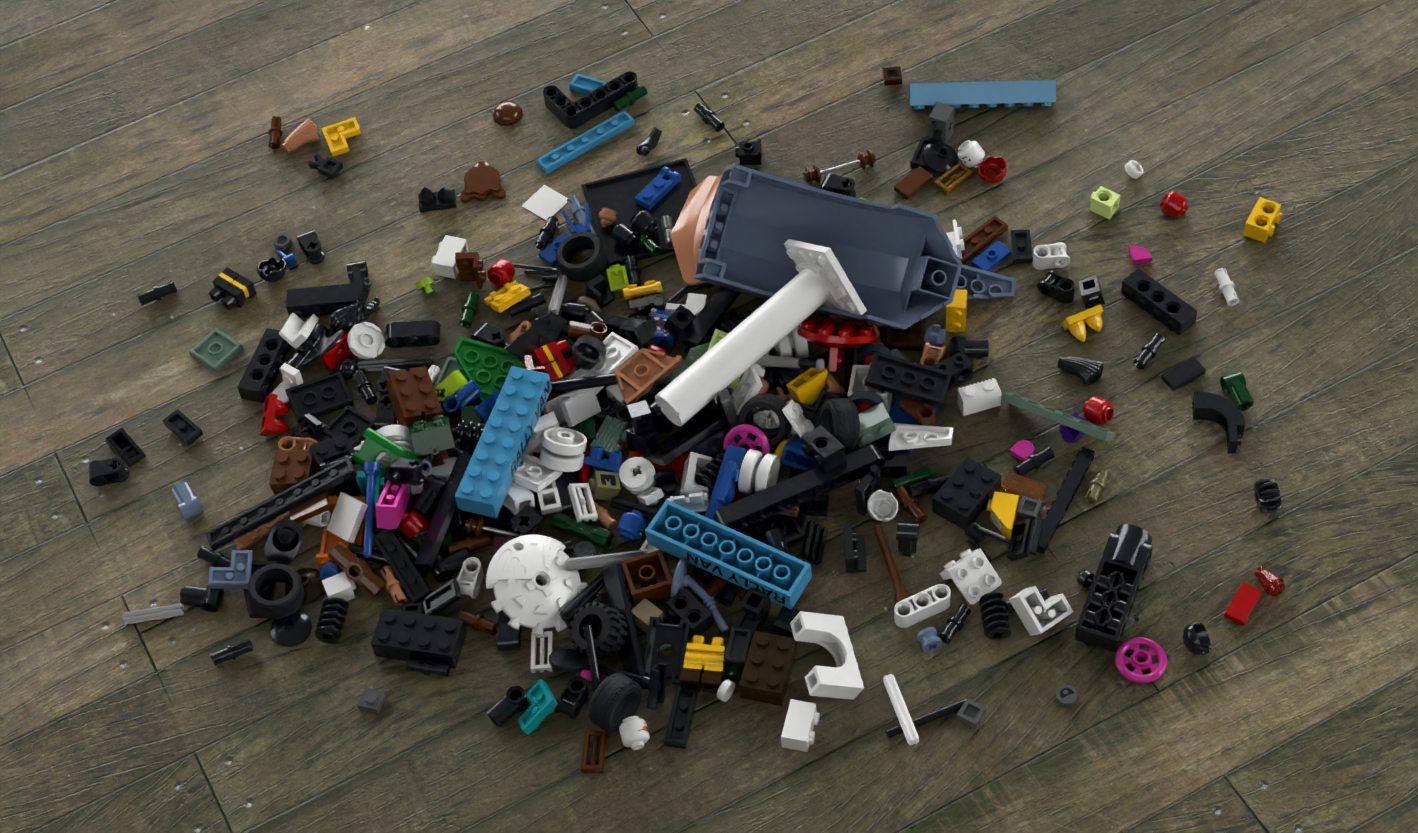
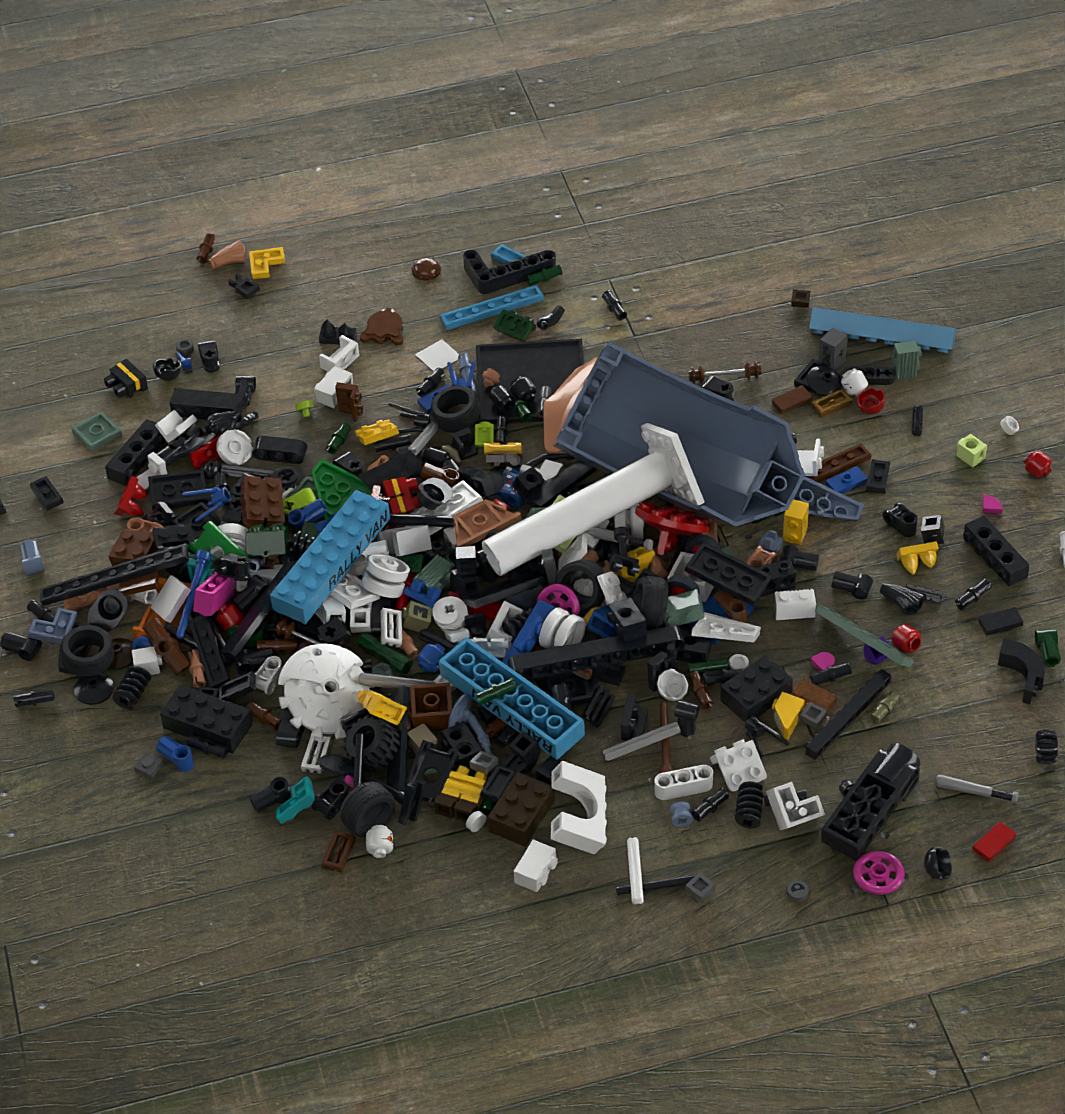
camera: 10 degrees right, 5 degrees down
(157, 293) = (57, 371): black pin -> none
(366, 399) = (219, 498): none -> blue plant
(397, 681) = (176, 753): none -> blue piece
(430, 357) = (290, 473): none -> black gear
(448, 222) = (342, 357): none -> white panel
(501, 272) = (377, 410): red head -> none
(598, 590) = (381, 706): none -> yellow piece
(615, 157) = (514, 325): none -> dark green bracket
(657, 188) = (546, 360): blue plate -> none
(681, 717) = (428, 837): black tile -> none
(714, 551) = (496, 691): none -> dark green pin
(717, 627) = (484, 763): none -> dark grey tile
(749, 152) = (643, 344): black brick -> none
(796, 388) = (621, 534): none -> black bar
(868, 571) = (641, 741): none -> light grey axle
(907, 339) = (742, 537): dark brown plate -> none
(939, 468) = (738, 662): none -> white tile
(993, 137) = (881, 371): none -> black beam
(1015, 121) = (905, 359): none -> sand green brick
(1024, 538) = (799, 741): black plate -> none
(1035, 364) = (858, 586): none -> black piece
(1042, 181) = (917, 420): none -> black axle
(1049, 256) = (902, 489): white piece -> none
(1114, 359) = (927, 592): none -> black axle
(1194, 552) = (972, 788): none -> light grey piece
(1270, 582) = (1026, 826): clear red cone -> none

